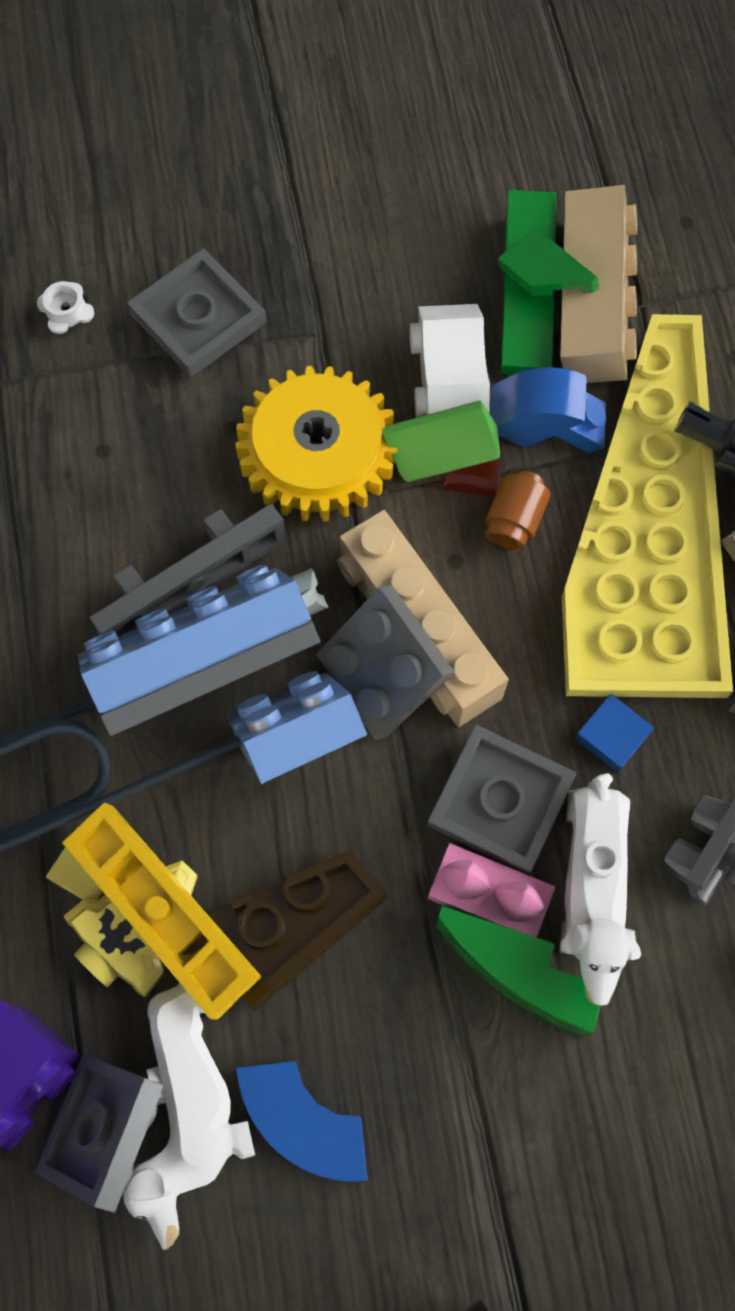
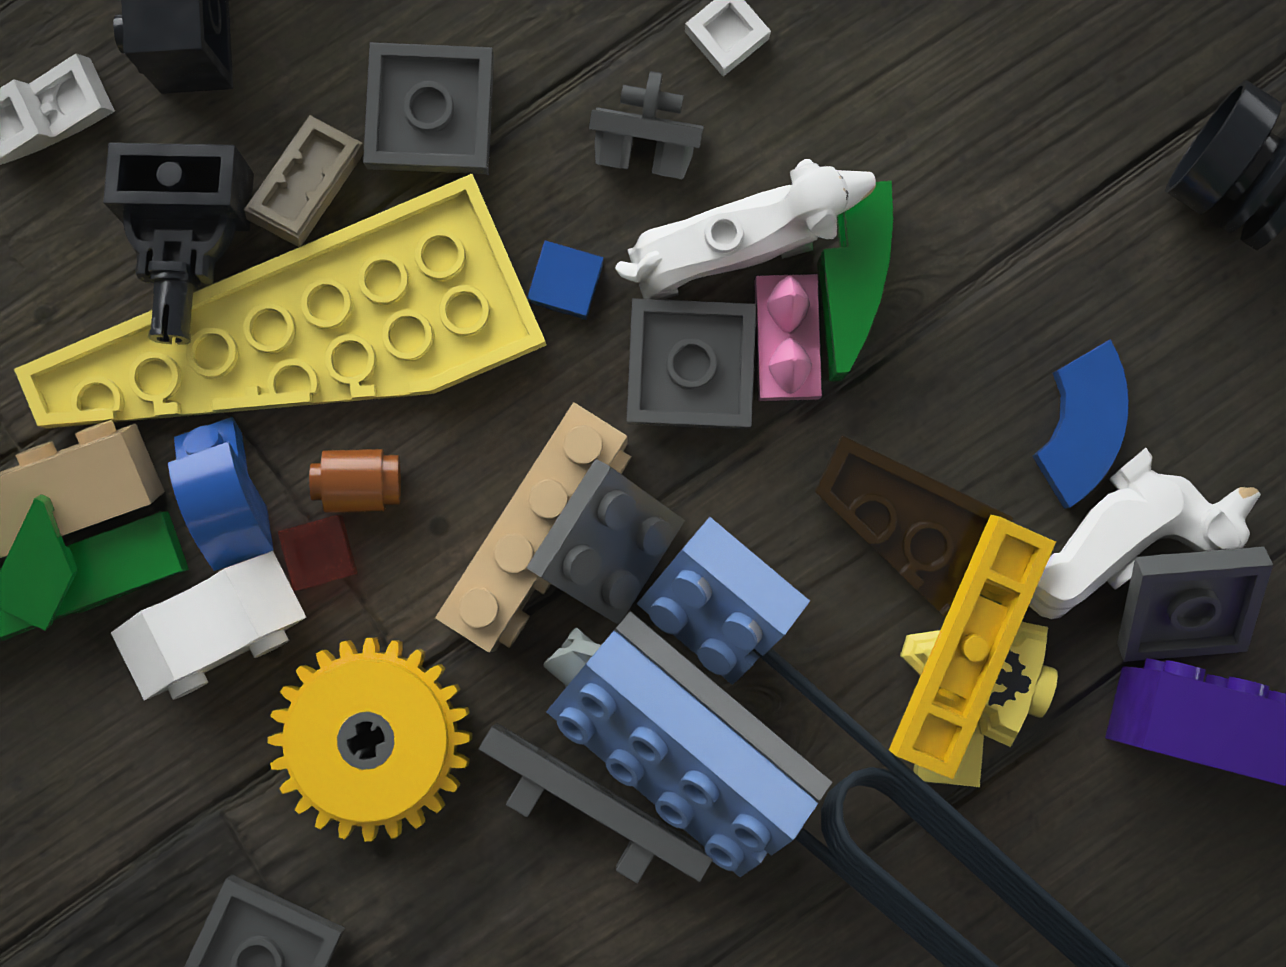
camera: 115 degrees left, 15 degrees up
(443, 441) = (314, 592): bright green slope -> none

